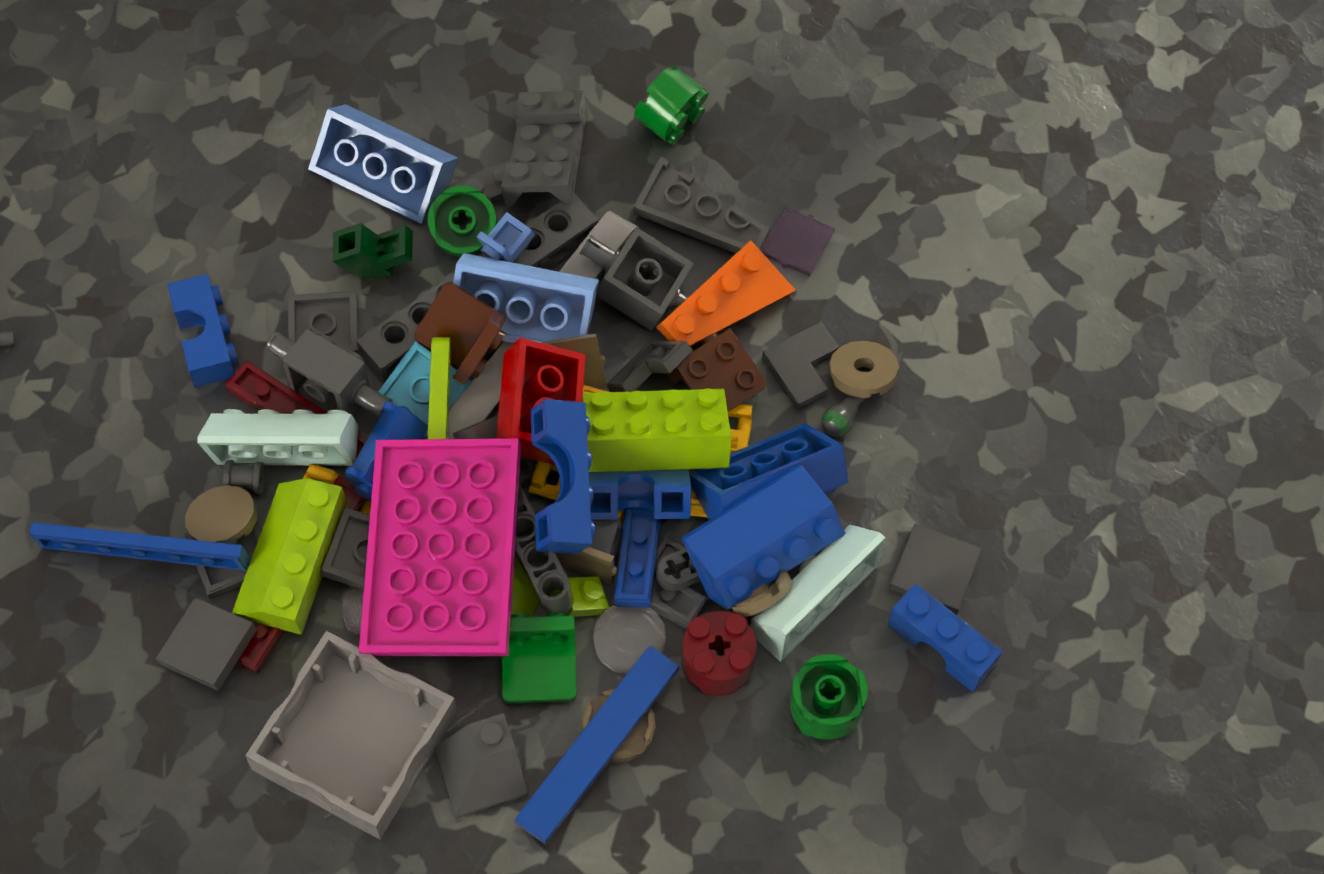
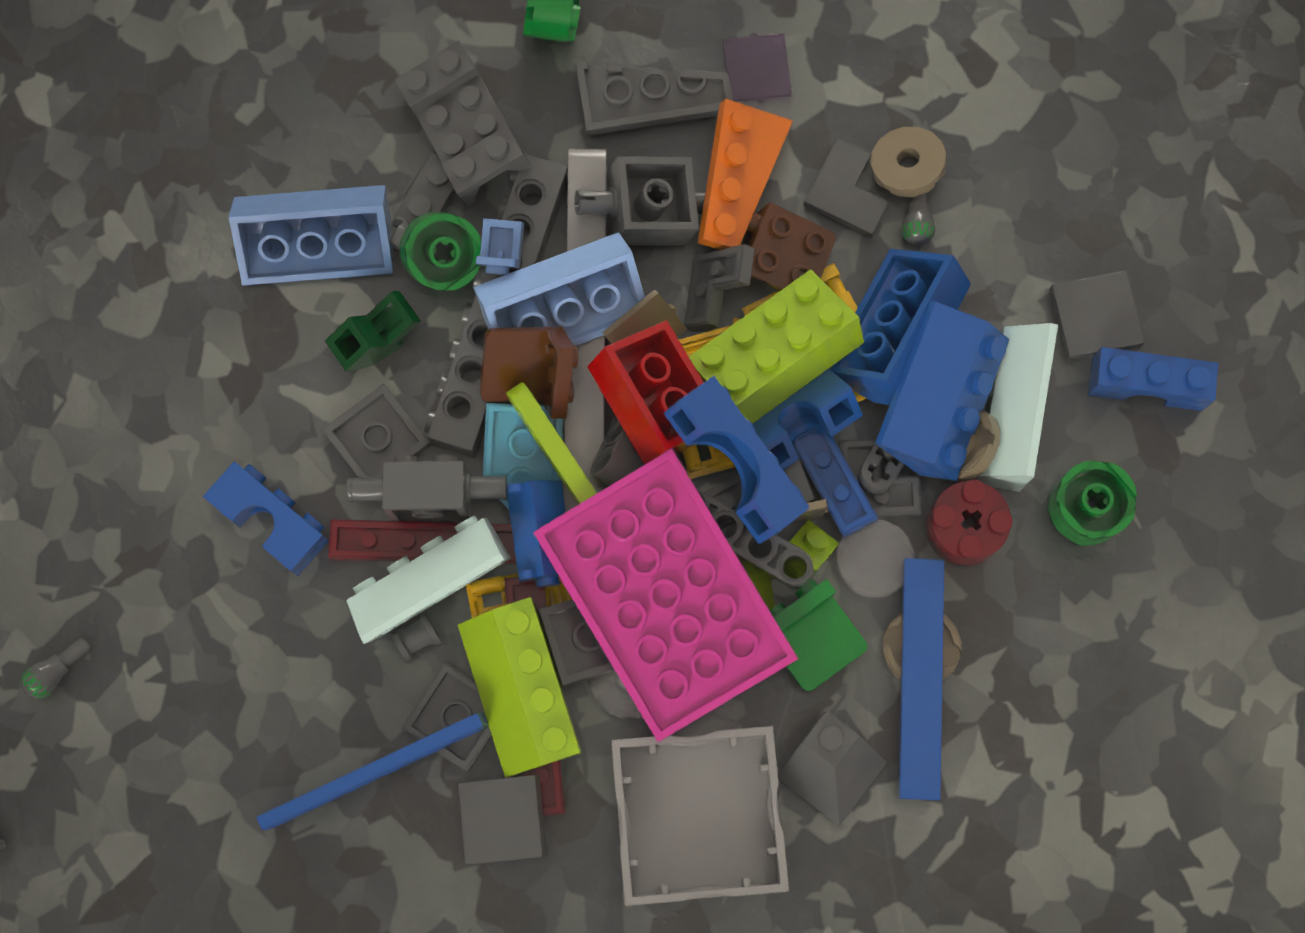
camera: 30 degrees left, 15 degrees up
(221, 515) = (427, 692): dark tan tile -> none

